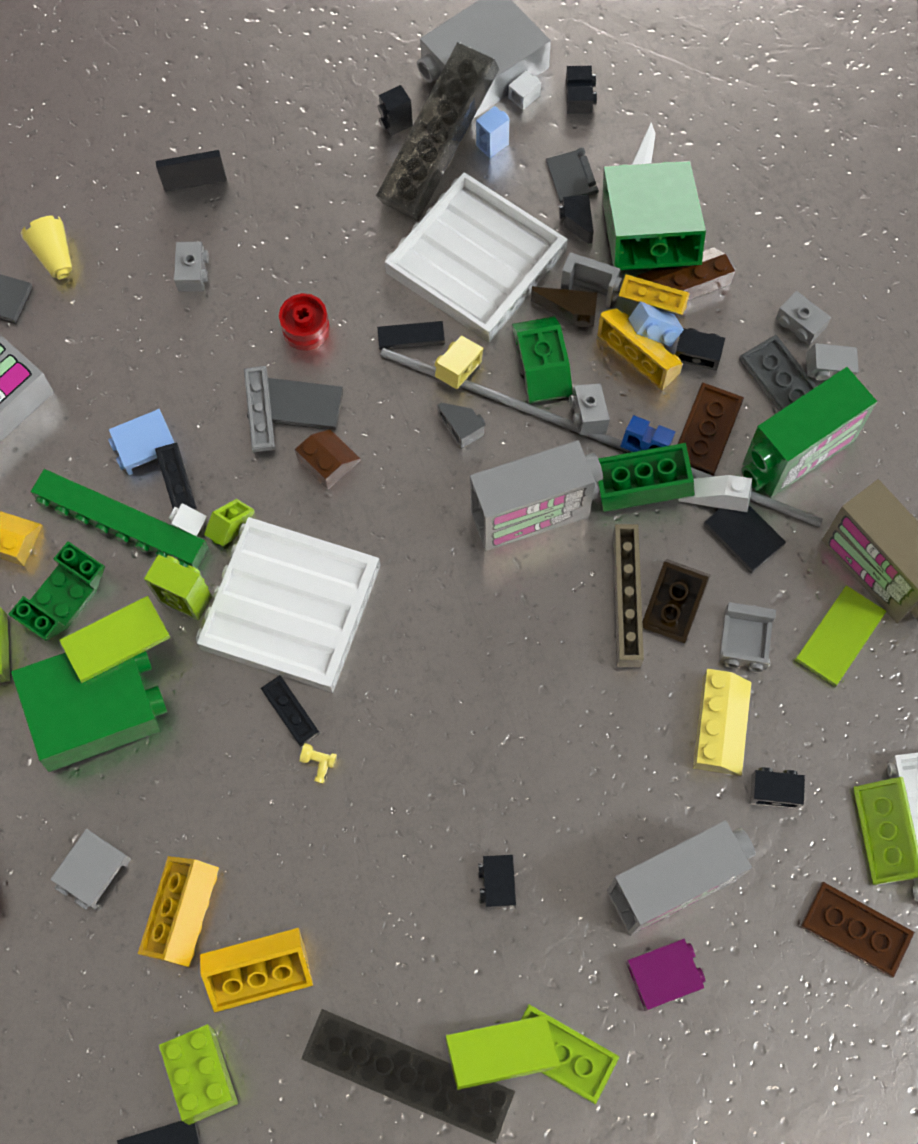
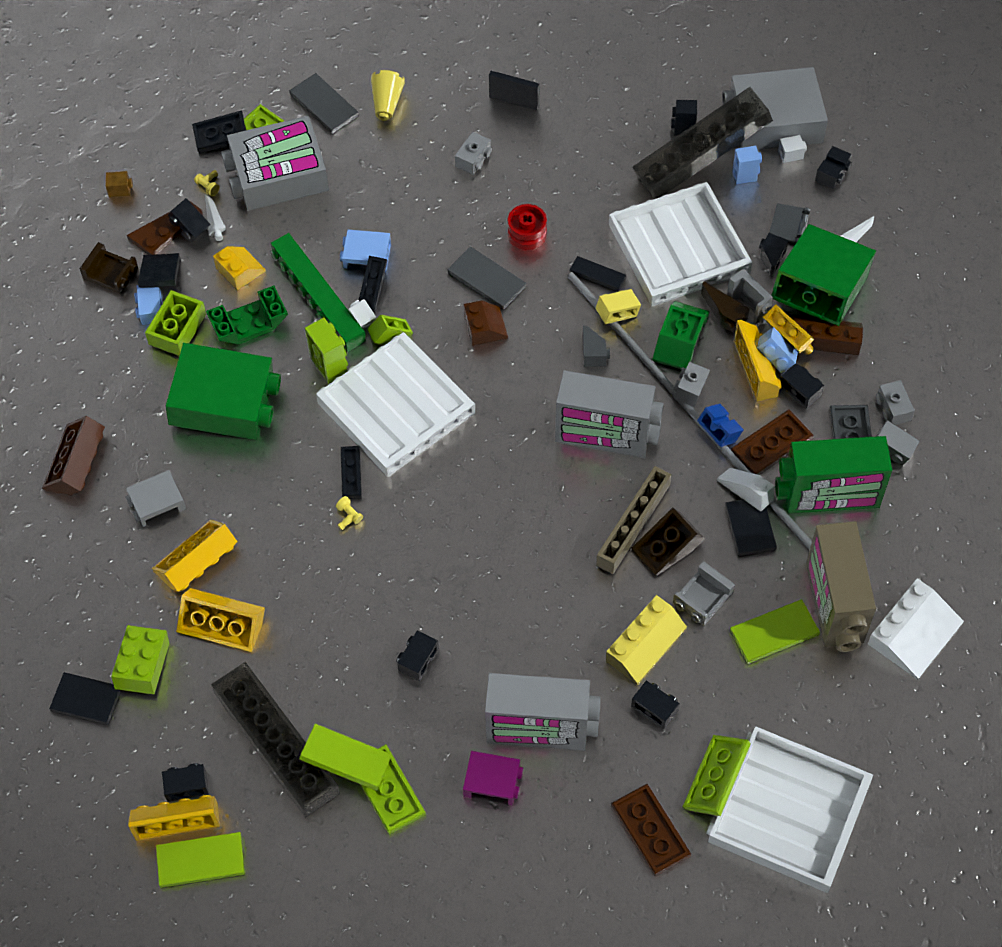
camera: 30 degrees right, 10 degrees down
(114, 639) = (262, 358): lime tile -> none
(259, 409) = (458, 268): light grey tile -> none
(646, 477) = (698, 448): green slope -> none

